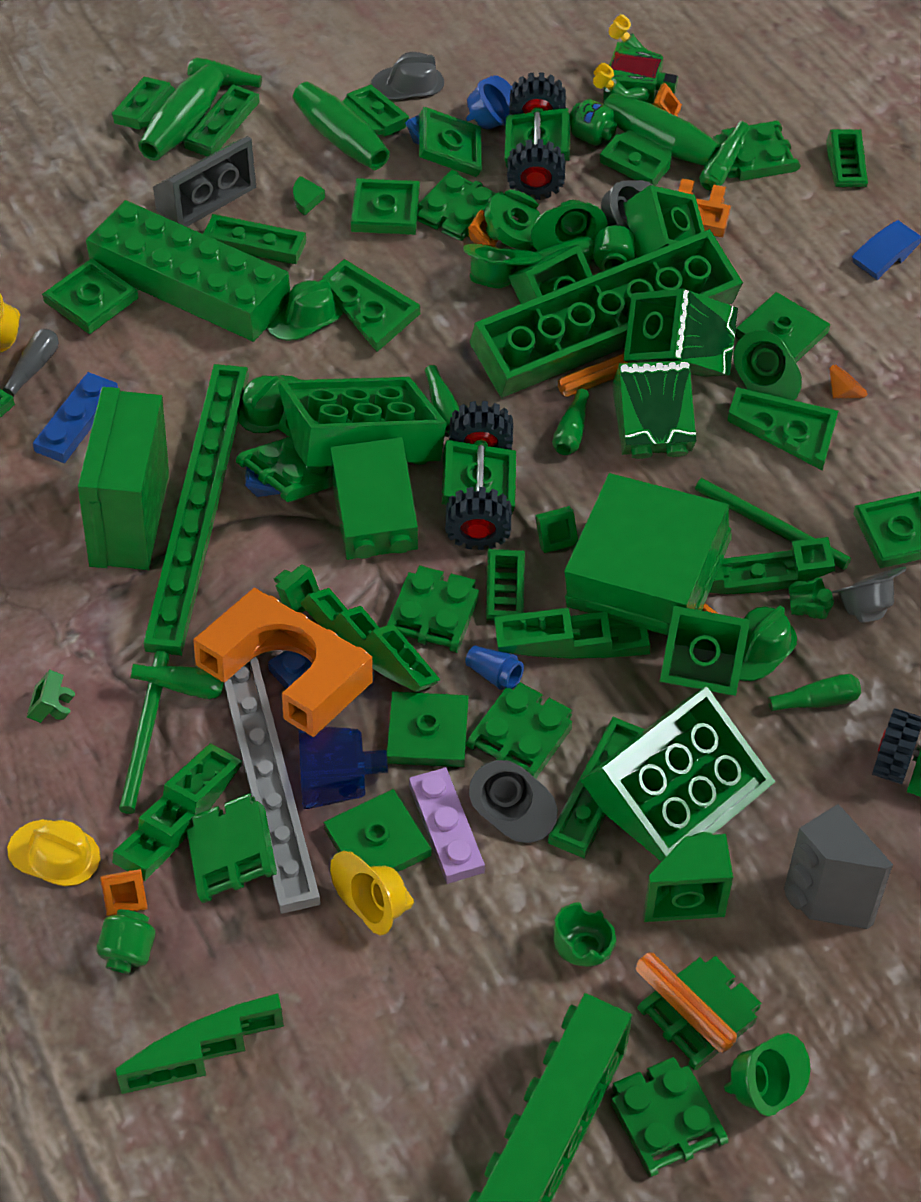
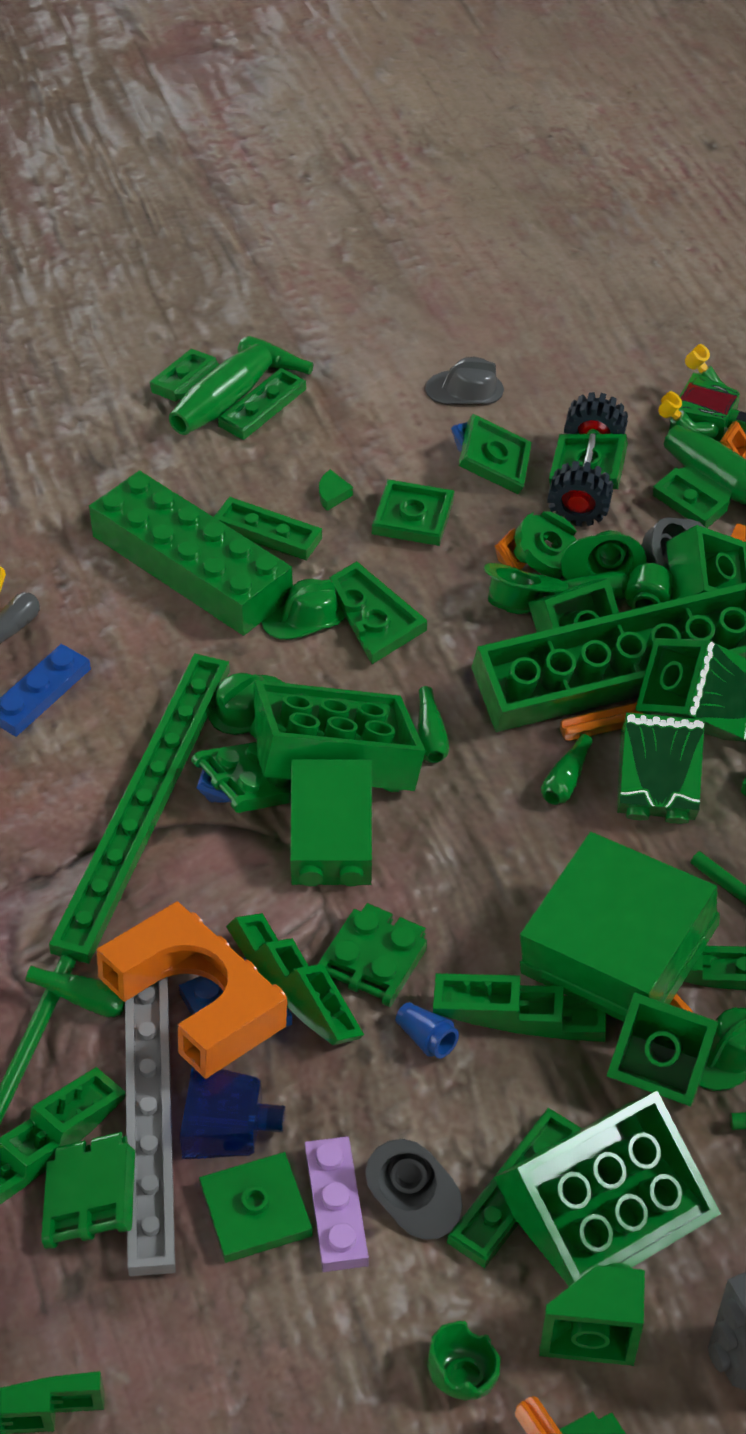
camera: 10 degrees right, 5 degrees down
(90, 296) = (83, 565): green plate -> none
(124, 479) = (64, 763): green container -> none
(207, 184) = (230, 465): dark grey slope -> none
(295, 586) = (225, 906): green tile -> none
(353, 122) = (397, 421): green plate -> none
(370, 891) = (233, 1267): yellow piece -> none
(427, 729) = (338, 1089): green plate -> none
(454, 205) = (486, 519): green plate -> none
(479, 476) = (451, 814): plate -> none
(490, 102) = (545, 418): blue piece -> none
(510, 560) = (460, 910): green slope -> none
(523, 728) = (444, 1106): green plate -> none
(556, 529) = (525, 884): green tile -> none
(592, 122) = (651, 452): green head -> none

